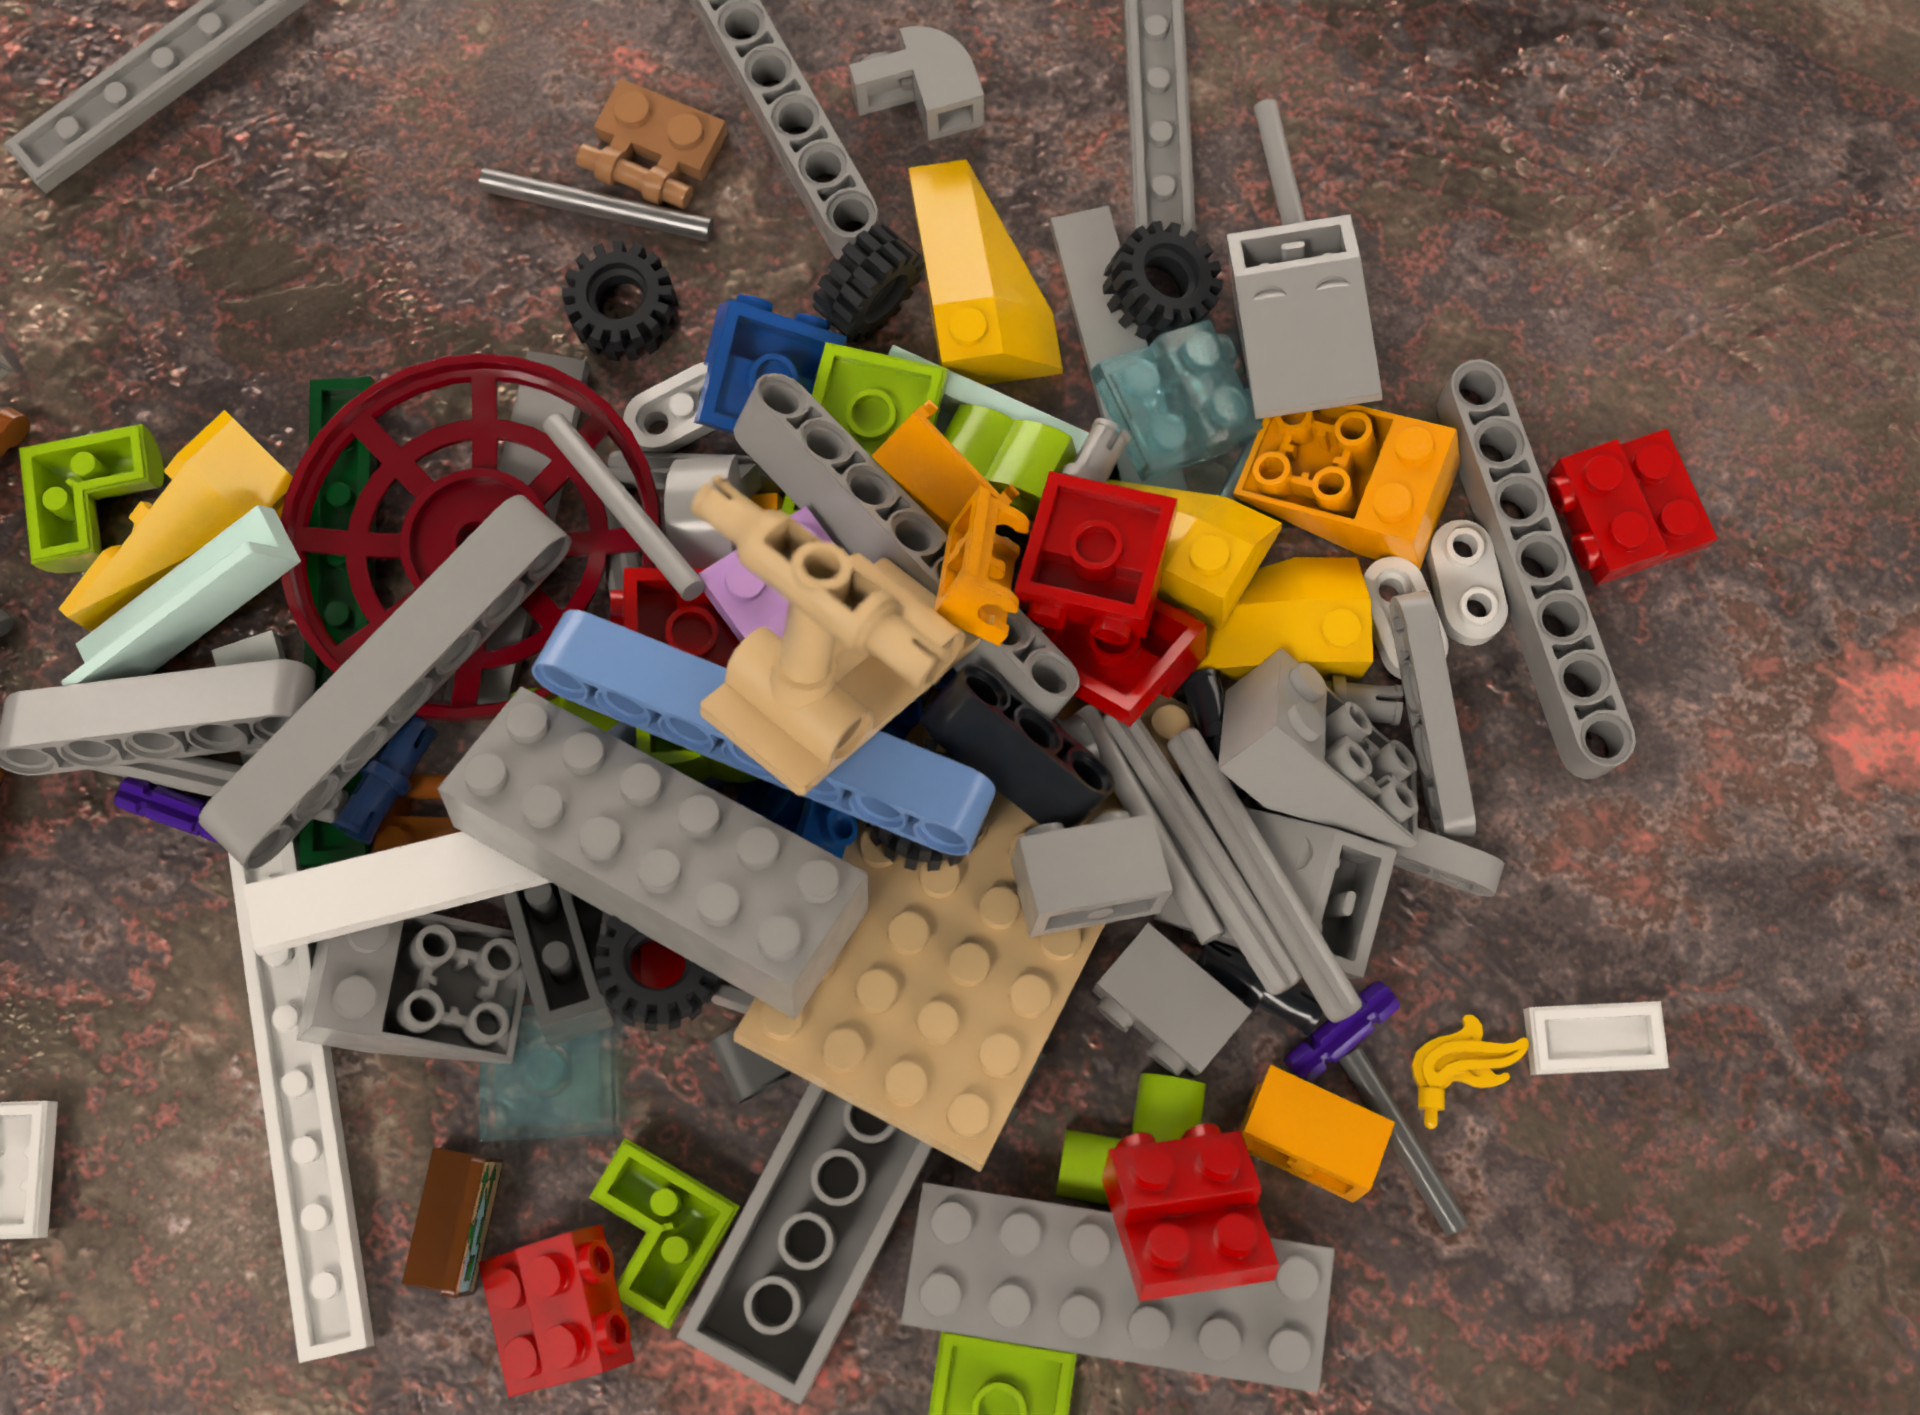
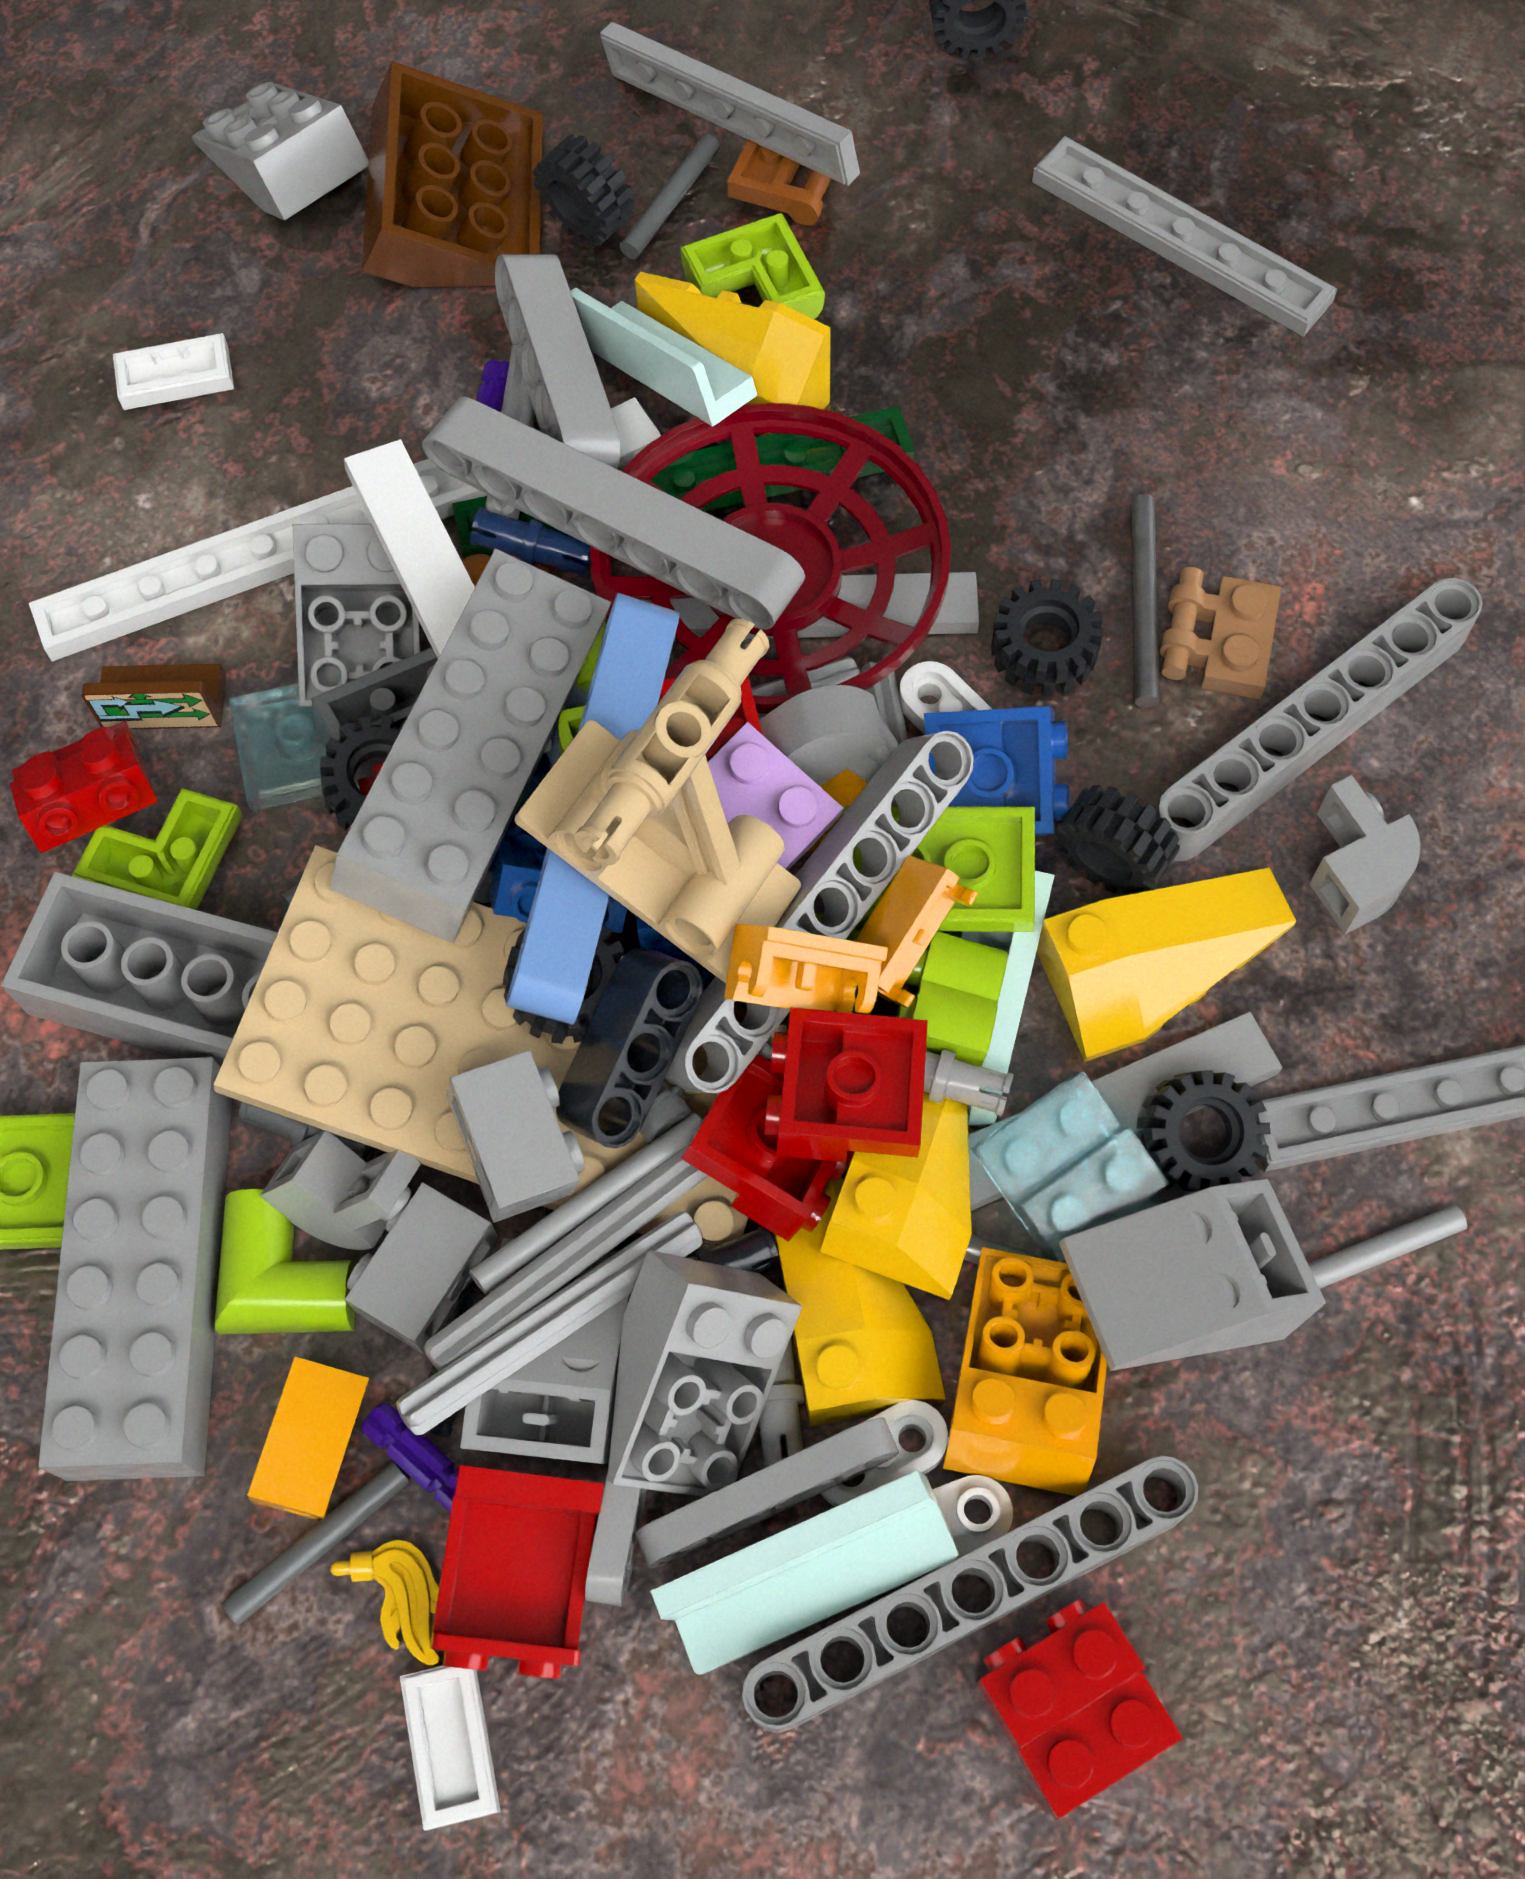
camera: 80 degrees right, 10 degrees down
(624, 507) = (812, 652): light grey bar -> none
(1083, 1070) = (337, 1193): none -> light grey brick
(1188, 1212) = (197, 1302): red plate -> none
(1465, 954) = (515, 1570): none -> red panel
(1499, 697) = (808, 1573): none -> light aqua panel

